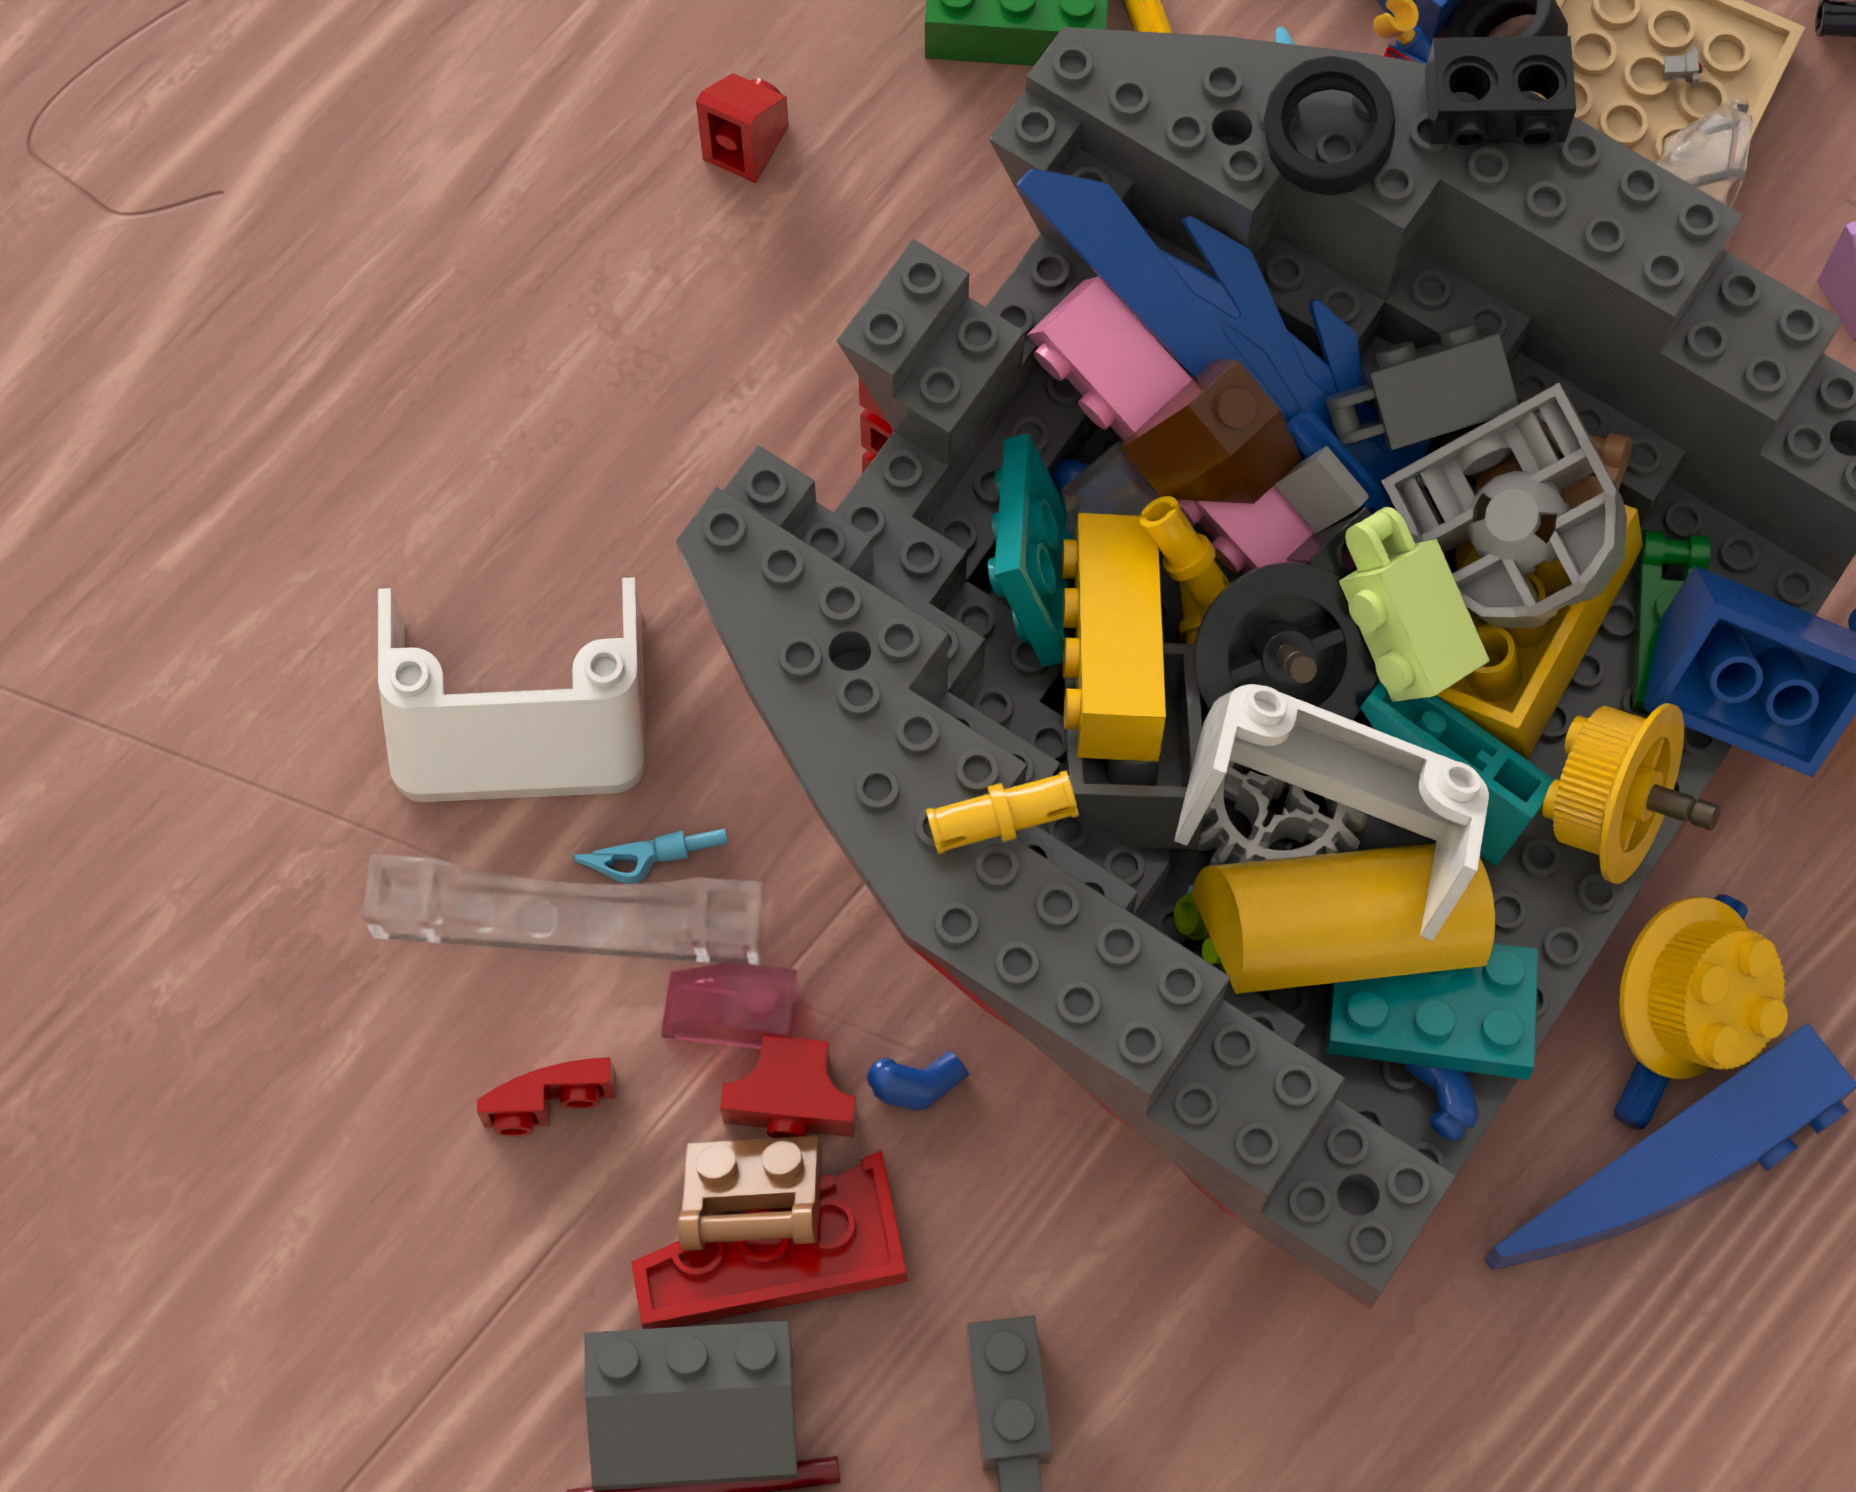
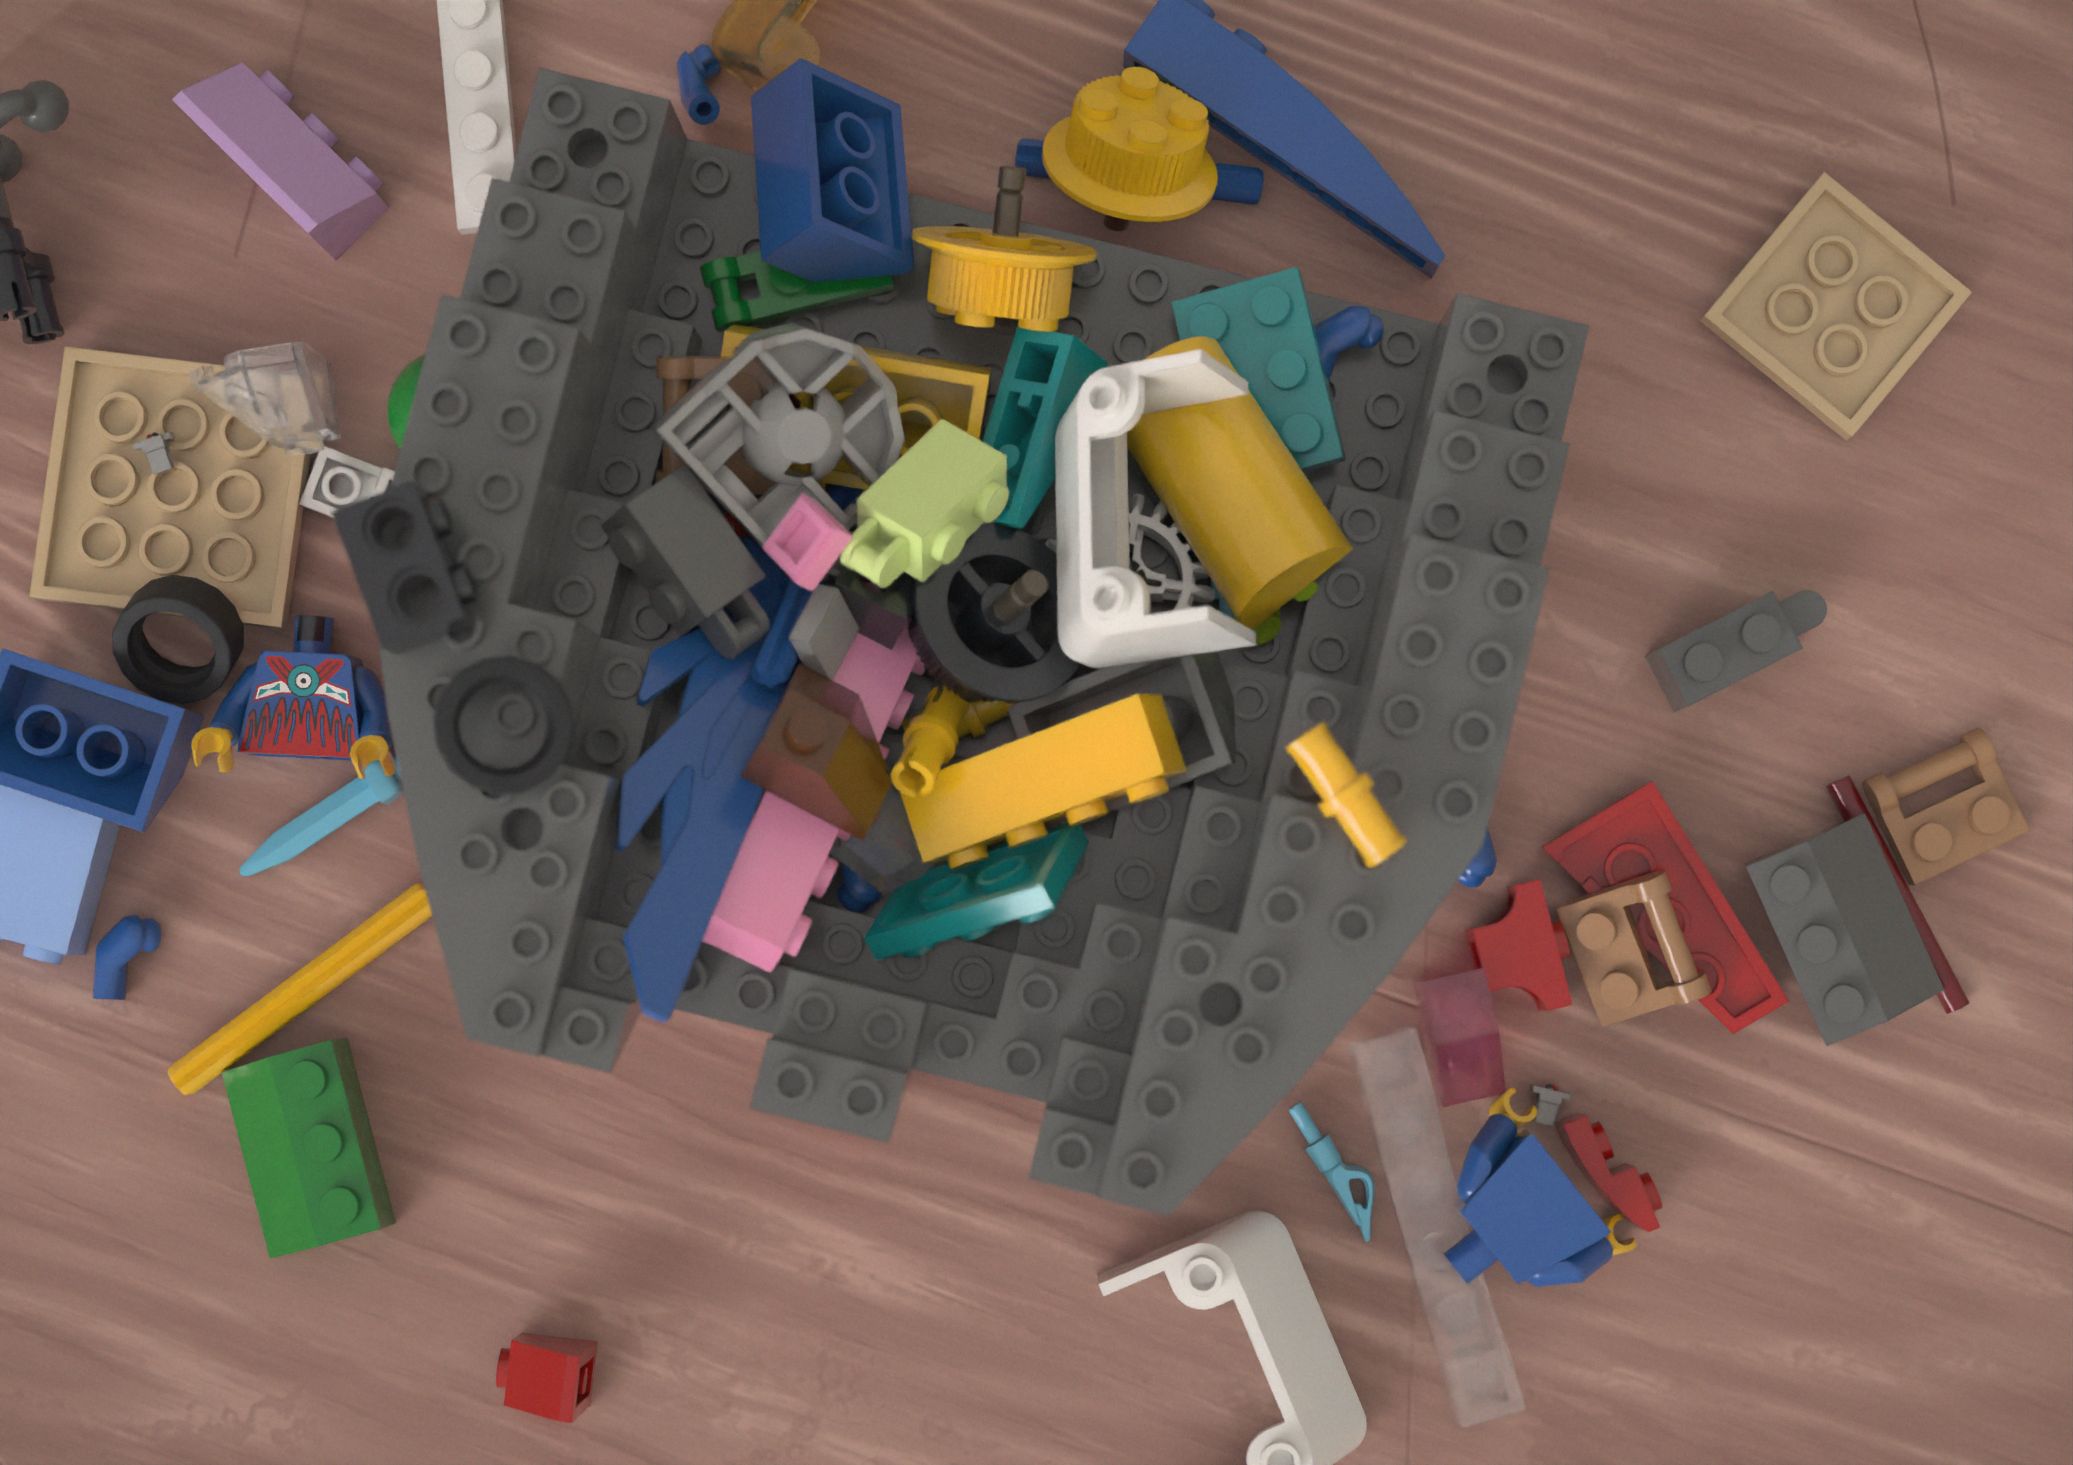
camera: 105 degrees left, 15 degrees up
(543, 993) = (1526, 1209): none -> blue torso
(635, 1069) = (1548, 1103): none -> light grey piece
(1411, 485) = (807, 542): none -> bright pink tile

